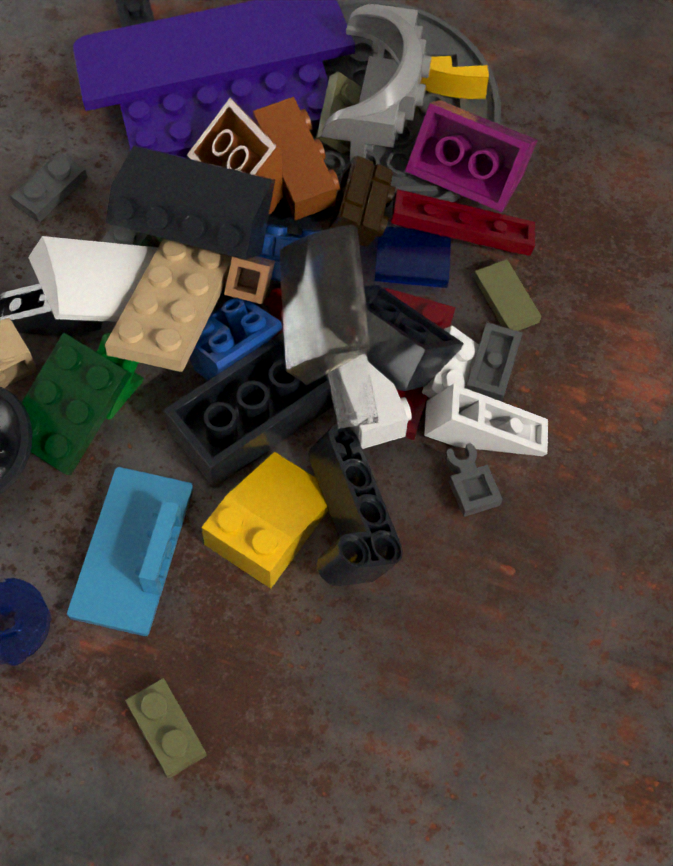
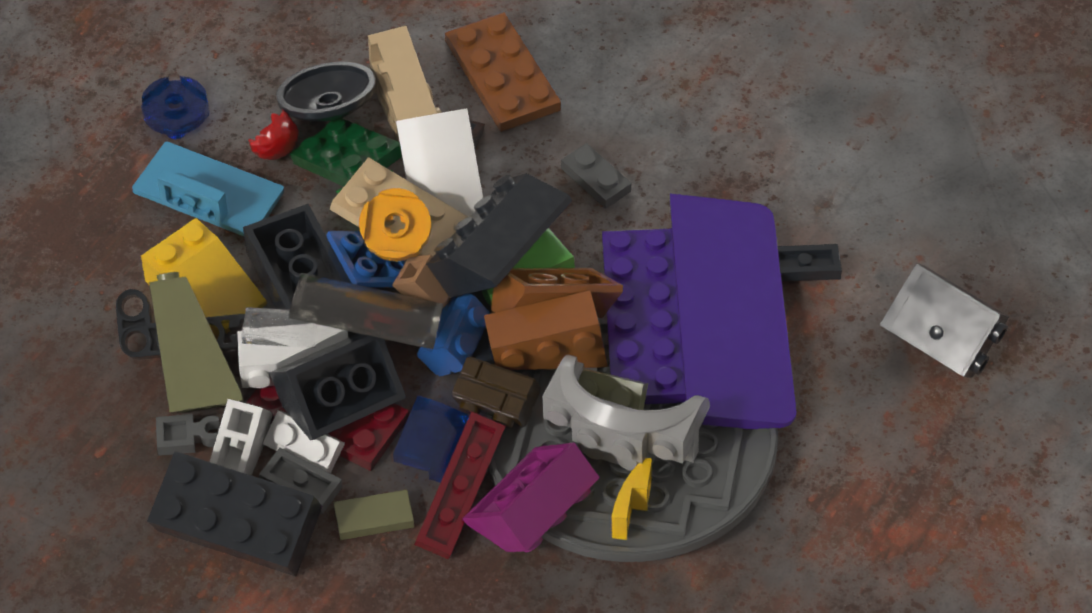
camera: 105 degrees right, 10 degrees down
(47, 489) = (276, 139): none -> red hair
(166, 728) = (55, 194): olive plate -> none
(194, 305) = (382, 209): none -> light orange plate
(391, 482) = (190, 355): none -> olive slope
(565, 399) = (235, 513): none -> black brick

